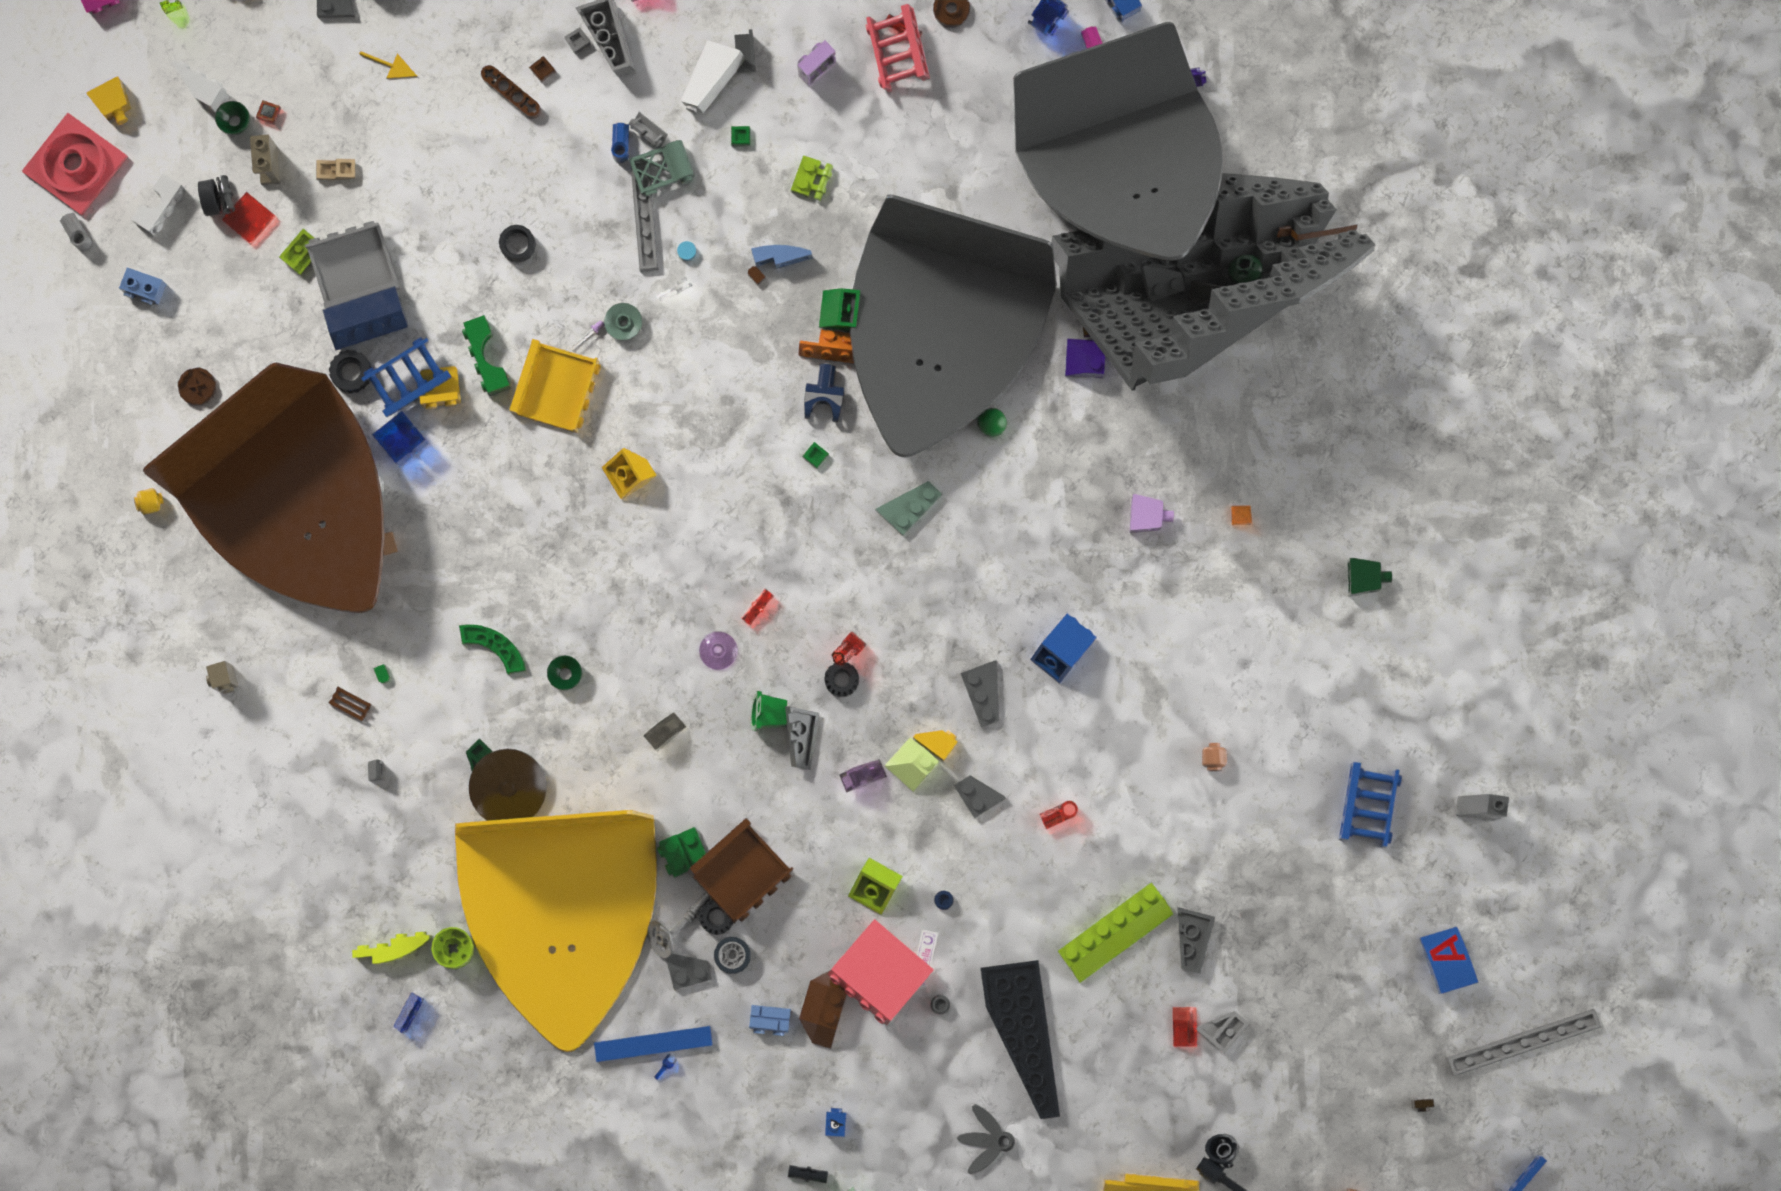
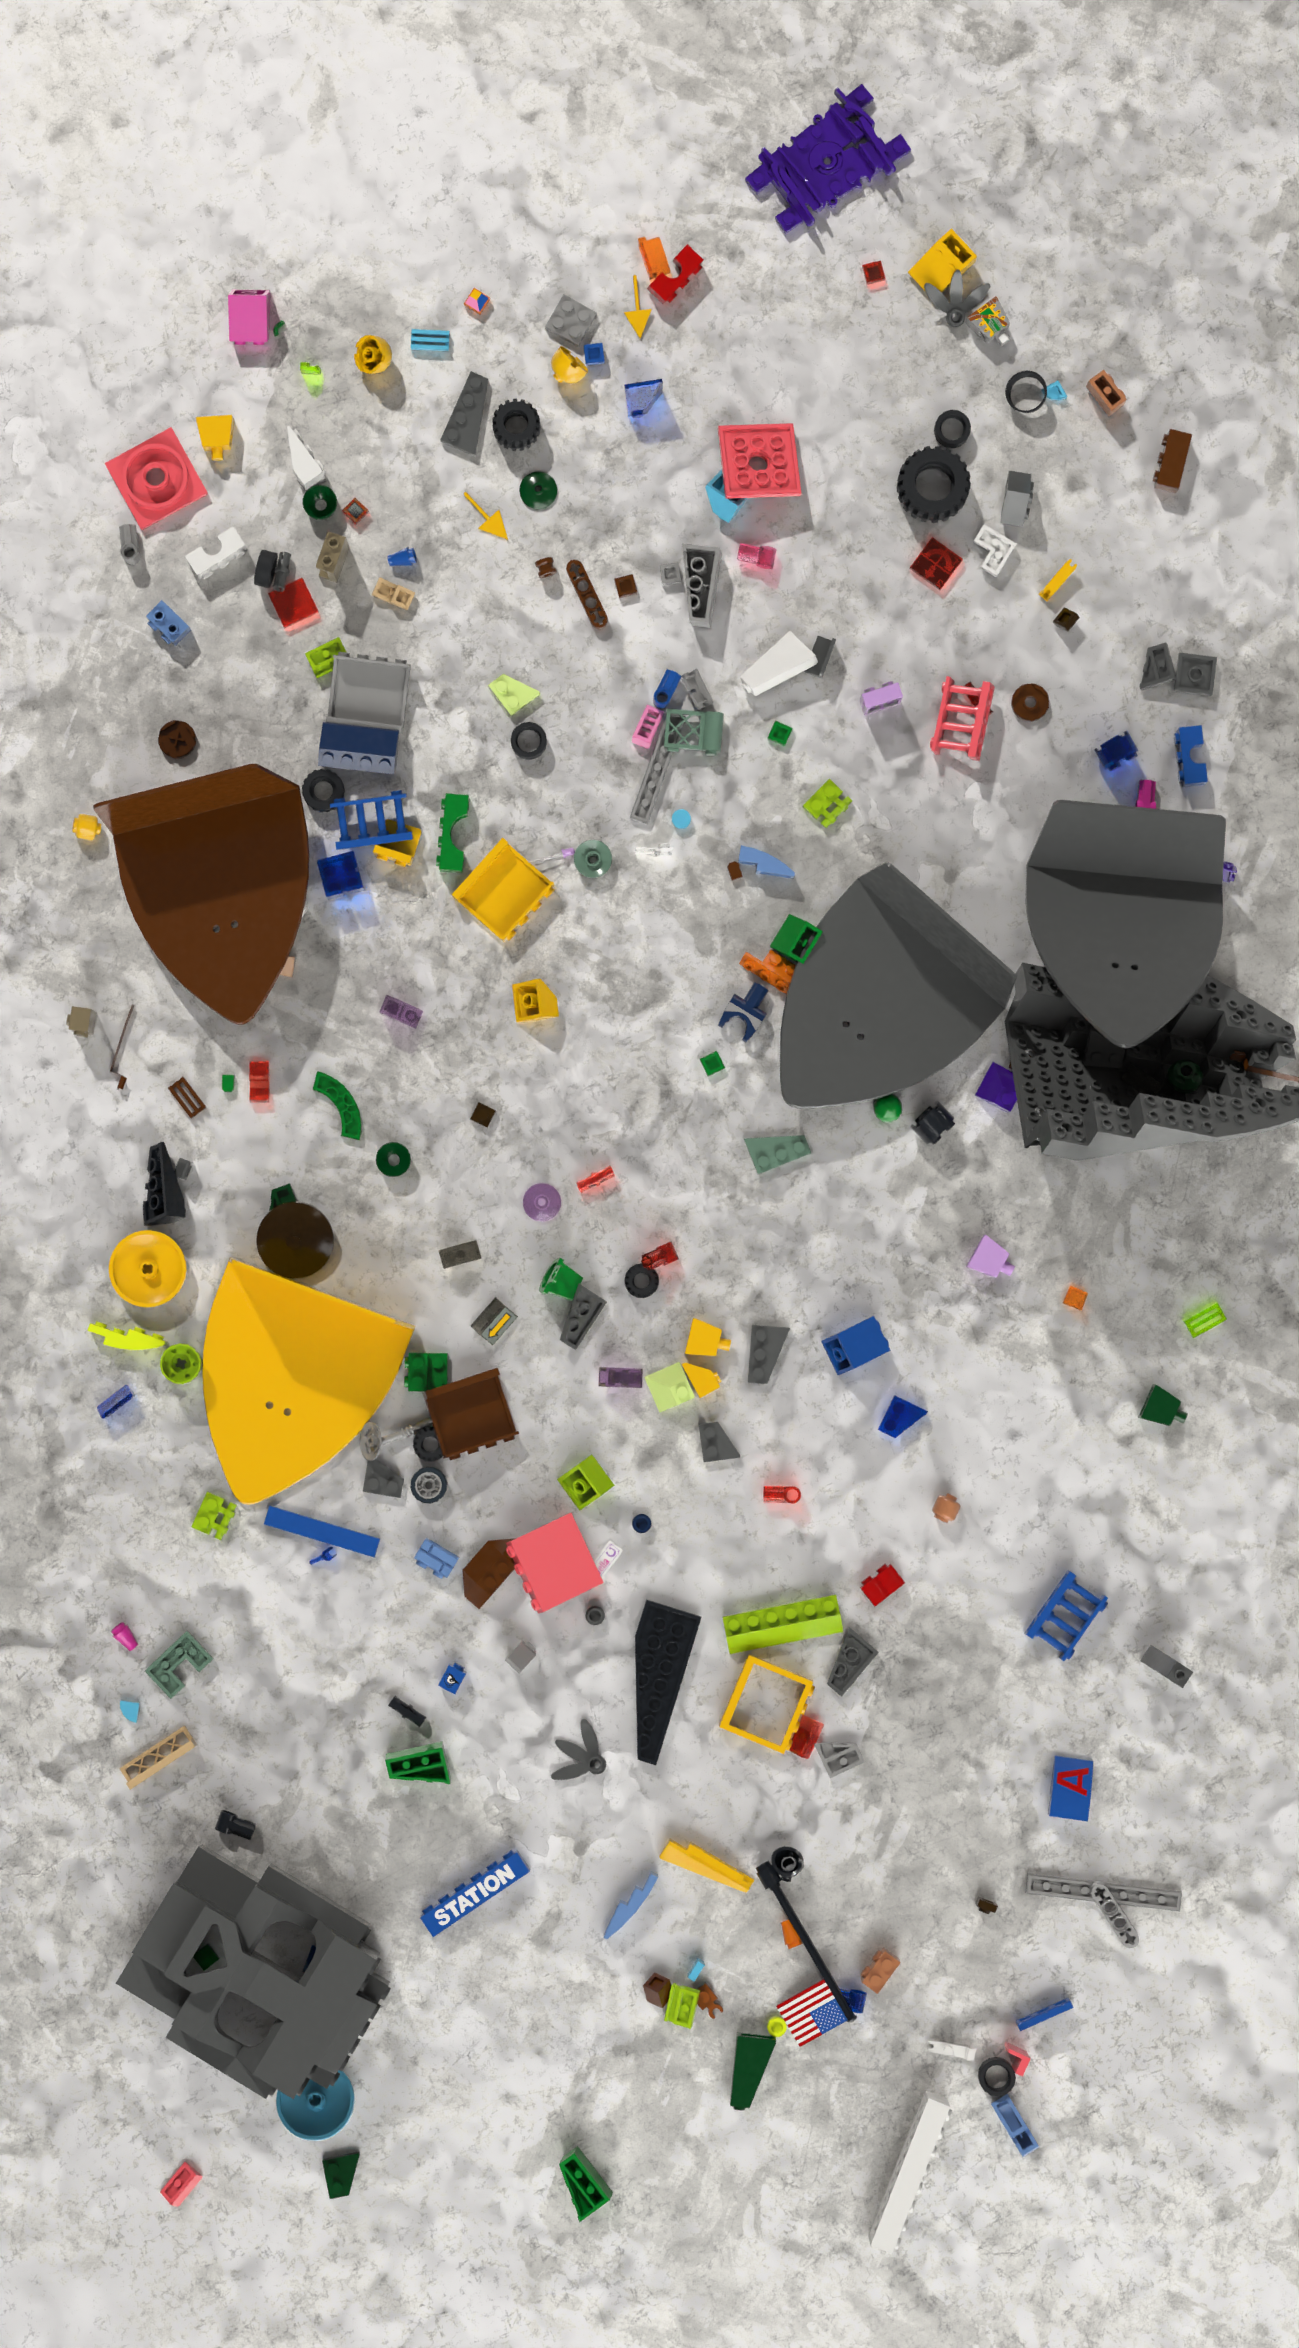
camera: 20 degrees right, 5 degrees up
(284, 720) = (123, 1079): none -> reddish brown piece
(329, 133) = (404, 557): none -> blue cone
(370, 804) = (164, 1196): none -> black wedge
(383, 875) = (147, 1268): none -> yellow dish
(410, 659) = (259, 1082): none -> clear red slope
(428, 28) = (539, 499): none -> dark green dish
(462, 84) = (545, 567): none -> reddish brown wheel
(483, 208) = (512, 693): none -> yellowish green wing
(511, 536) = (401, 1011): none -> clear purple slope
(541, 1075) = (209, 1512): none -> lime plate
(619, 195) = (642, 737): none -> bright pink slope
(628, 595) = (482, 1114): none -> dark brown plate
(723, 778) = (494, 1321): none -> panel
(889, 1072) = (521, 1656): none -> light grey slope
(924, 705) = (705, 1339): none -> yellow torso
(1039, 415) = (933, 1123): none -> black brick
(1103, 1012) = (800, 1708): none -> yellow window
(1133, 694) = (900, 1416): none -> clear blue wing
(1189, 853) = (882, 1584): none -> red brick
(1358, 494) = (1219, 1312): none -> clear neon green tile
(1542, 1059) = (1116, 1913): none -> light grey beam

